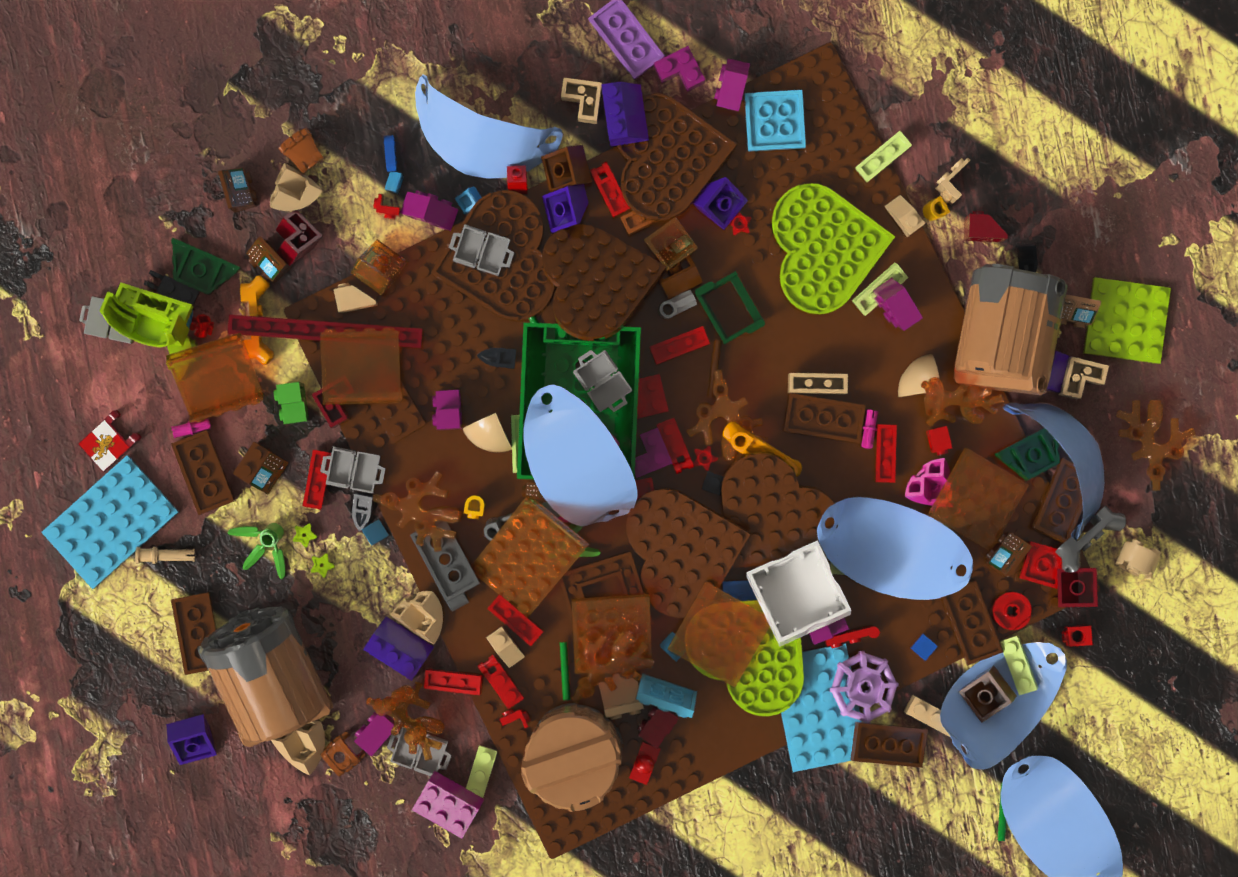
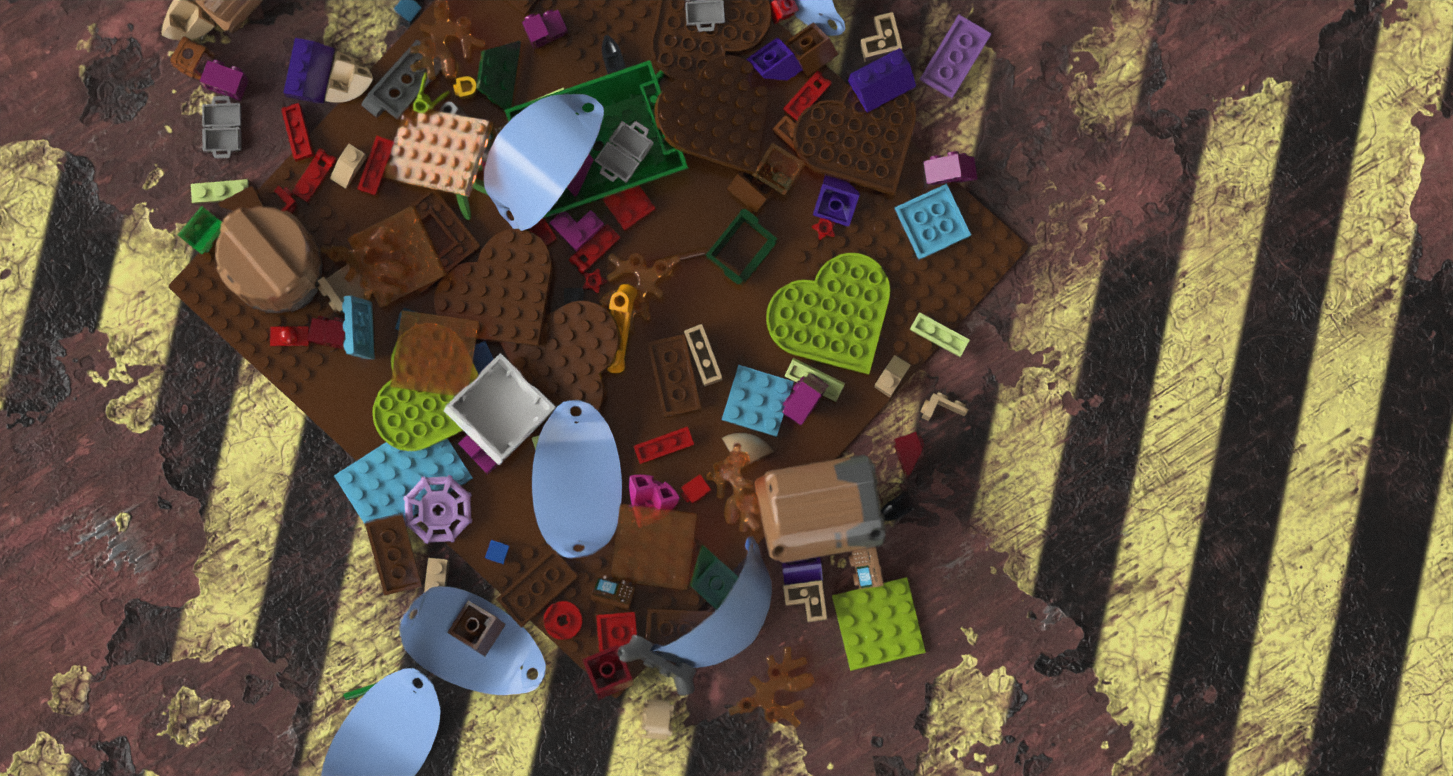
camera: 75 degrees right, 5 degrees down
(417, 728) = (240, 113): clear orange plant -> none
(448, 804) = (182, 171): brick -> none
(473, 470) = (498, 73): none -> dark green wing
(474, 552) = (423, 101): none -> lime plant
(488, 434) = (537, 73): tan brick -> none
(503, 758) = (246, 198): none -> reddish brown slope
(512, 807) = (201, 230): none -> green bracket
(565, 671) = (346, 230): green bar -> none
(679, 304) = (726, 200): light grey piece -> none
(679, 345) = (689, 216): red plate -> none
(682, 64) = (950, 116): magenta brick -> none
(852, 636) = (481, 482): red plate -> none
(869, 429) = (680, 421): dark pink axle -> none
(877, 350) = (757, 400): none -> medium azure plate
(935, 209) = (910, 403): yellow plate -> none
(1018, 665) = (515, 647): yellowish green plate -> none
(1085, 639) = (571, 697): red brick -> none

